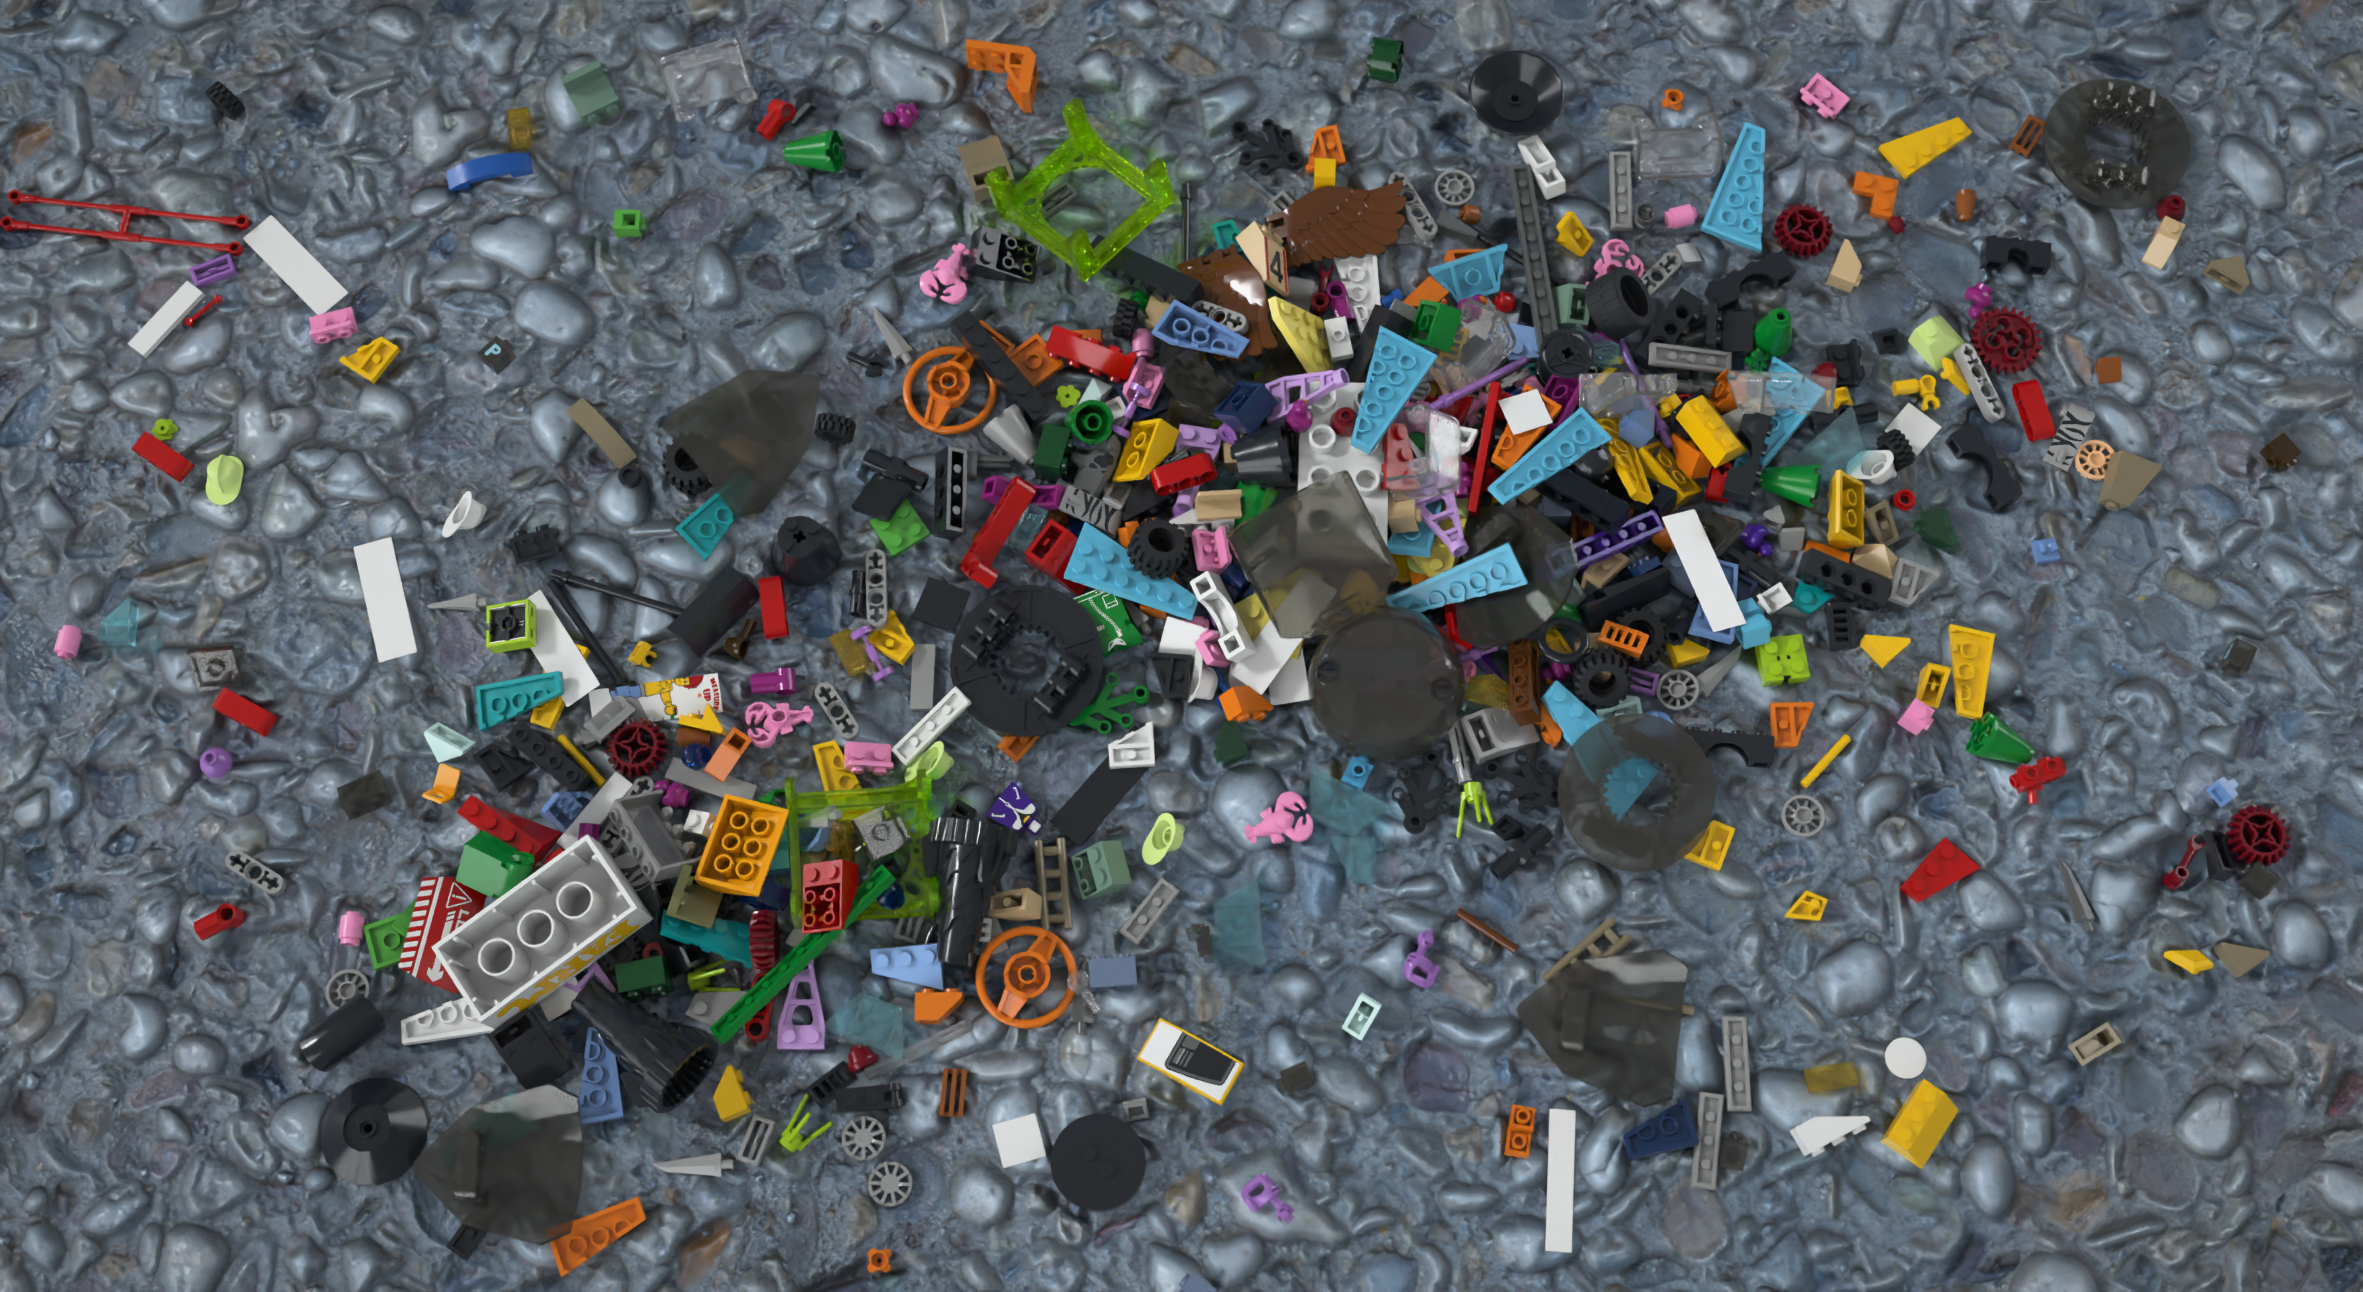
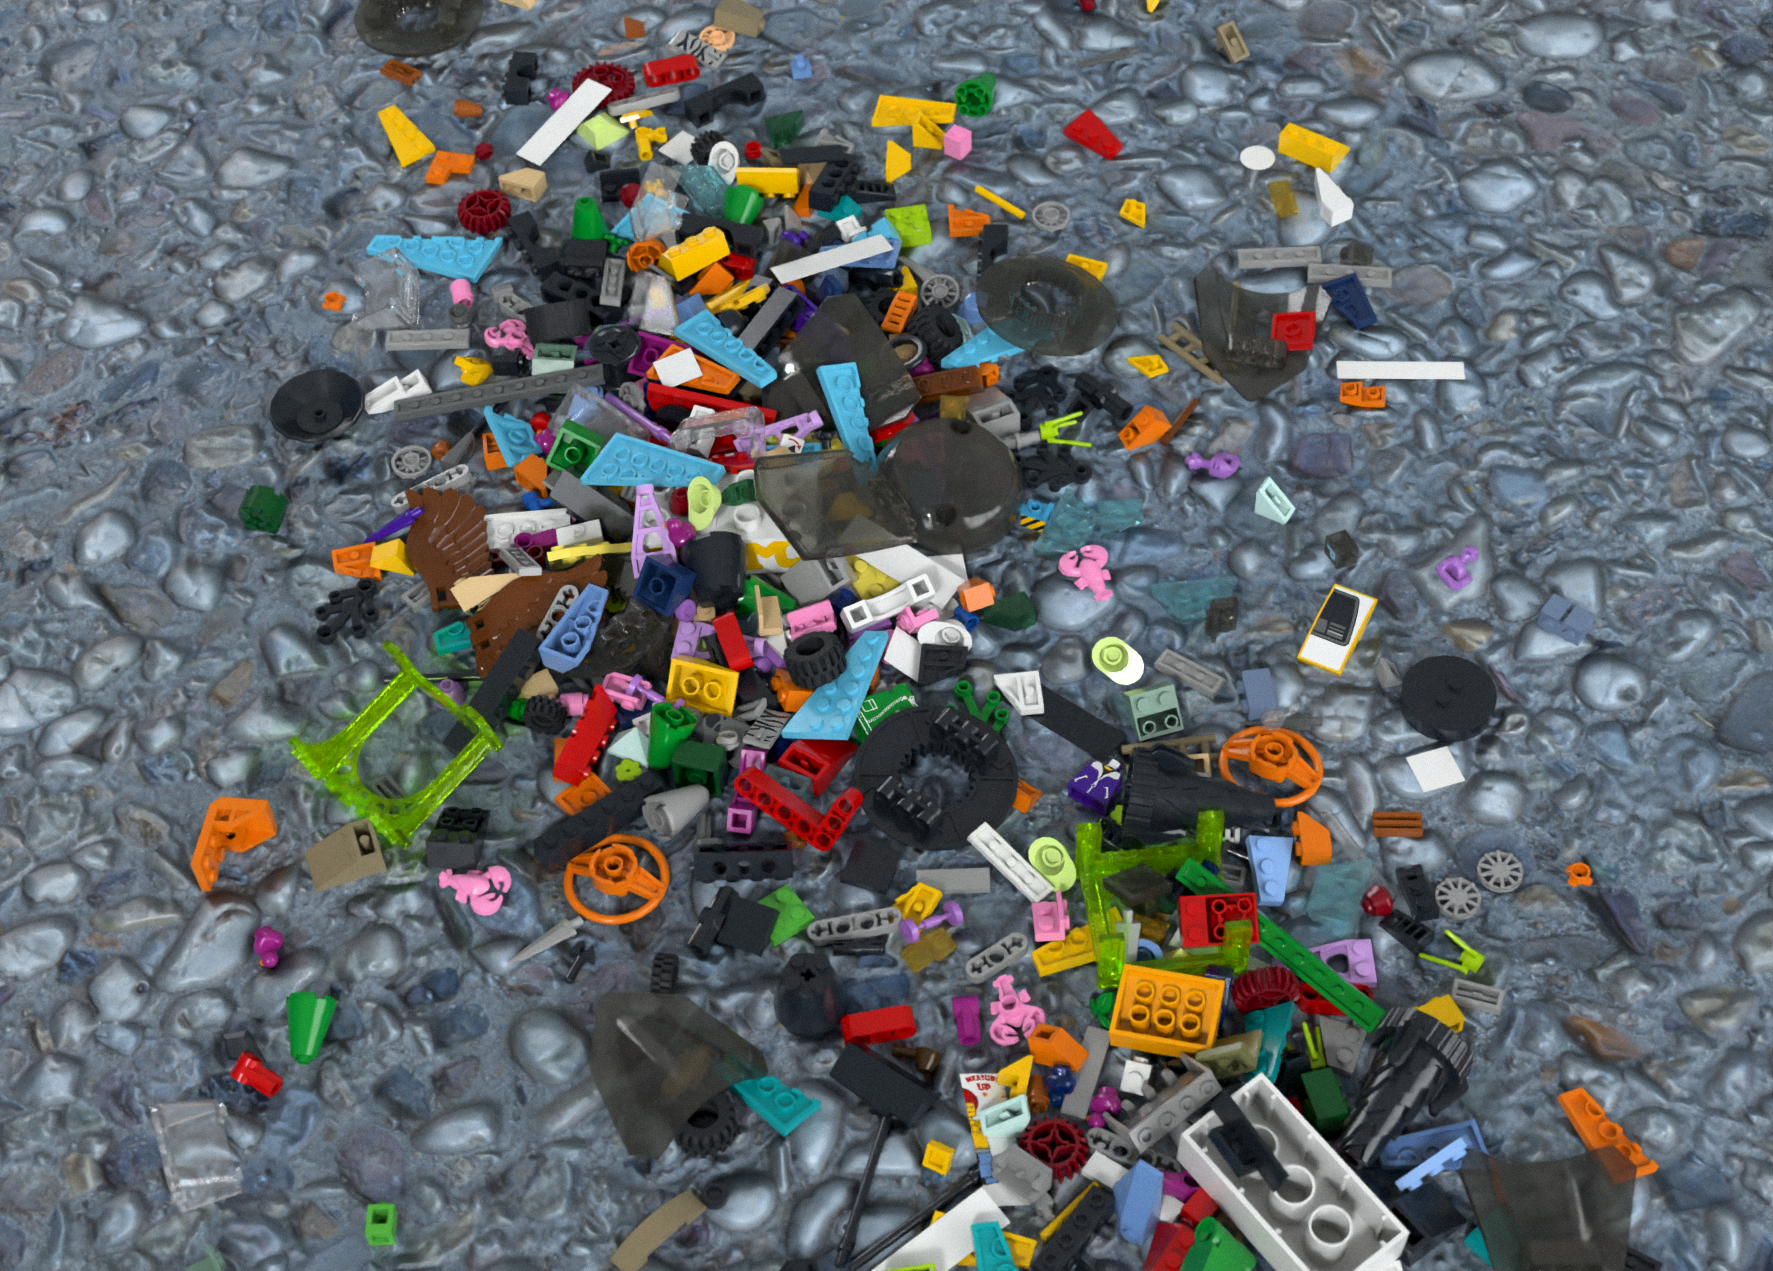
camera: 90 degrees left, 20 degrees down
(562, 878) = (1242, 1144): none -> black bracket
(569, 1064) = (1434, 1164): none -> light blue wing
(666, 706) = (1006, 1118): none -> light aqua slope
(700, 1165) = (1512, 1044): light grey bar -> none
(1047, 266) = (471, 798): black piece -> none
(1078, 473) = (728, 739): none -> light grey plate
(1164, 240) = (452, 690): none -> medium lavender brick
(1289, 281) = (520, 562): none -> light grey tile
(1329, 436) = (703, 502): none -> yellowish green piece
(1348, 464) = (739, 493): none -> clear green plate
(1364, 178) = (403, 520): none -> dark purple bar
(1428, 526) = (792, 443): none -> white sticker
(1436, 558) = (825, 438): none -> black plant
(1471, 891) = (1144, 428): none -> orange slope
(1568, 905) = (1148, 365): none -> yellow piece
(1578, 272) = (508, 365): none -> black bracket
(1605, 1060) = (1295, 329): none -> red plate
(1824, 96) = (345, 197): bright pink bracket -> none
(1880, 555) = (811, 155): none -> black piece
(1943, 302) = (563, 122): none -> white sticker
(2032, 778) = (1006, 71): red brick -> none

